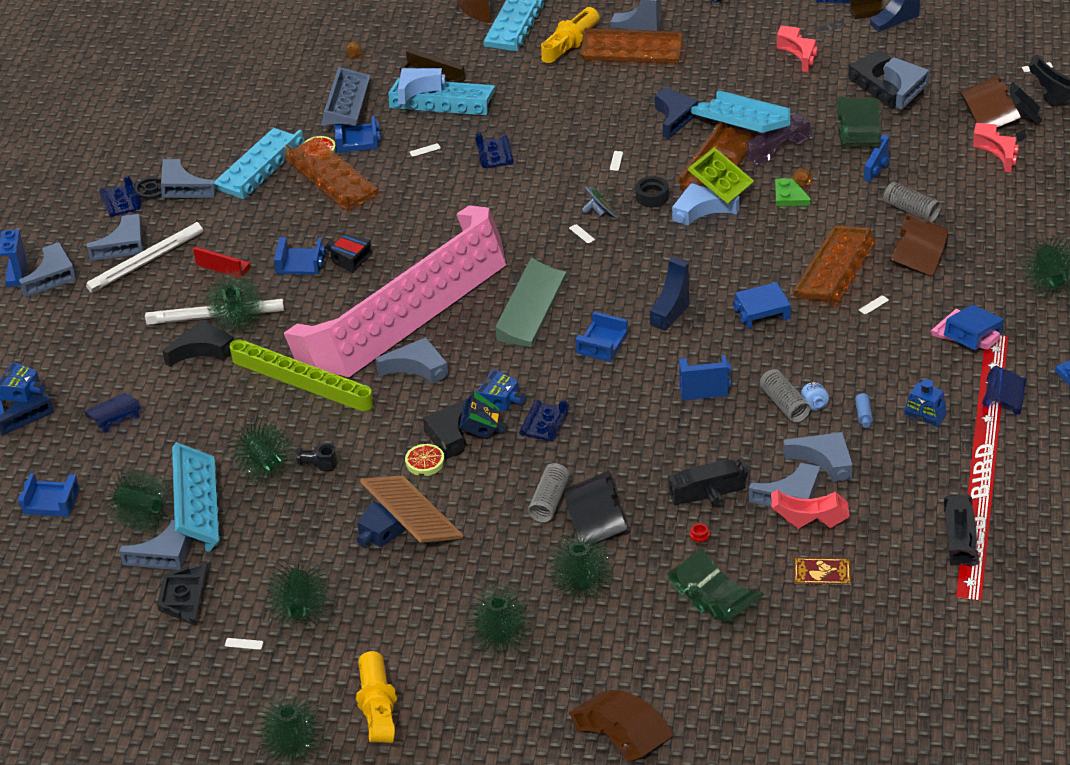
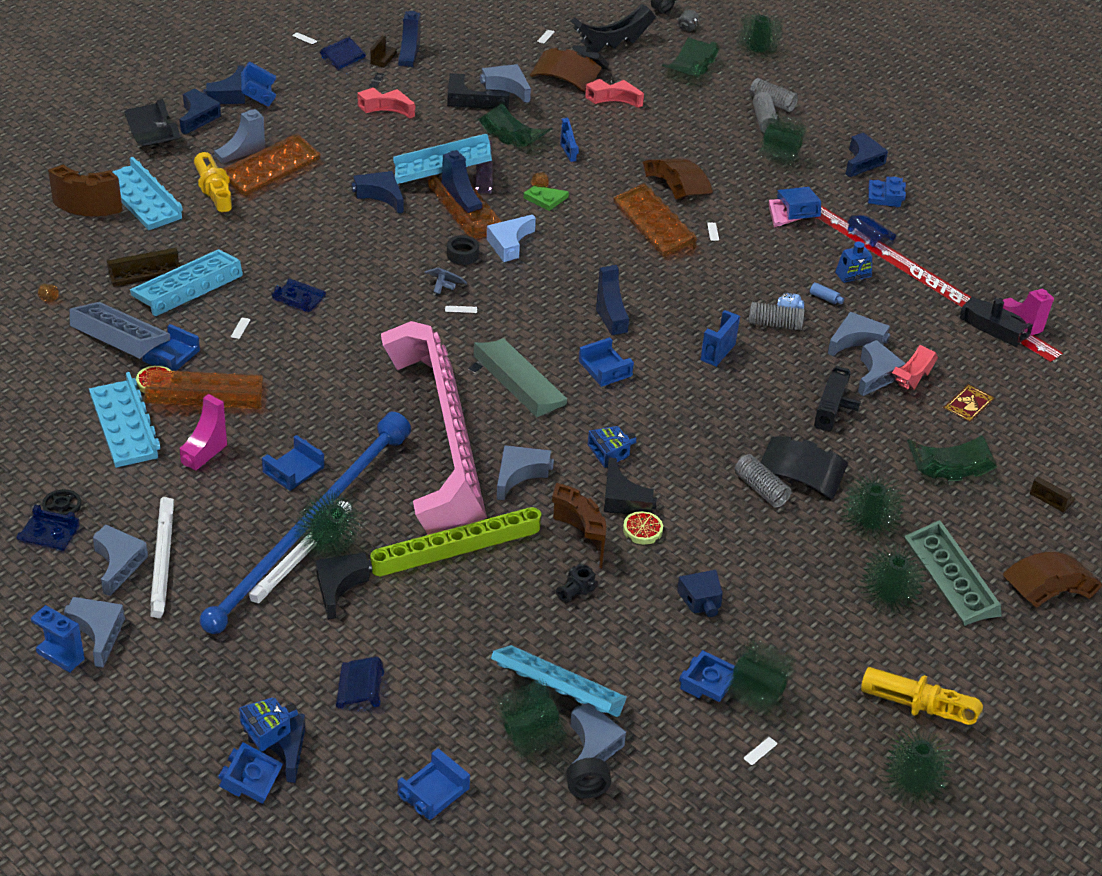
camera: 60 degrees left, 0 degrees up
(104, 312) = (392, 430): none -> blue piece
(116, 561) = (584, 768): none -> black tyre
(181, 184) = (89, 480): sand blue arch -> none
(183, 592) = (665, 757): black wing -> none
(220, 262) = (237, 513): red panel -> none
(261, 450) = (549, 607): clear green piece -> none
(272, 561) = (707, 676): none -> blue plate
(273, 204) = (207, 437): none -> dark pink arch
(349, 252) = (327, 432): black torso -> none
(374, 423) = (581, 513): none -> reddish brown panel
(411, 508) = (705, 562): medium nougat window -> none
(419, 80) = (166, 279): light blue arch -> none
(480, 416) = (642, 467): dark blue torso -> none
(544, 420) = (668, 441): clear blue piece -> none
(562, 659) = (953, 574): none -> sand green arch
(616, 160) = (394, 247): white sticker -> none
(699, 533) = (879, 434): red plate -> none
(720, 175) = (501, 206): lime slope -> none
(722, 128) = (457, 182): none -> dark blue arch
(746, 678) = (1051, 494): none -> dark brown panel
(761, 302) = (662, 273): blue panel -> none
(927, 208) = (611, 153): light grey piece -> none
(997, 543) = (1033, 309): none -> dark pink arch

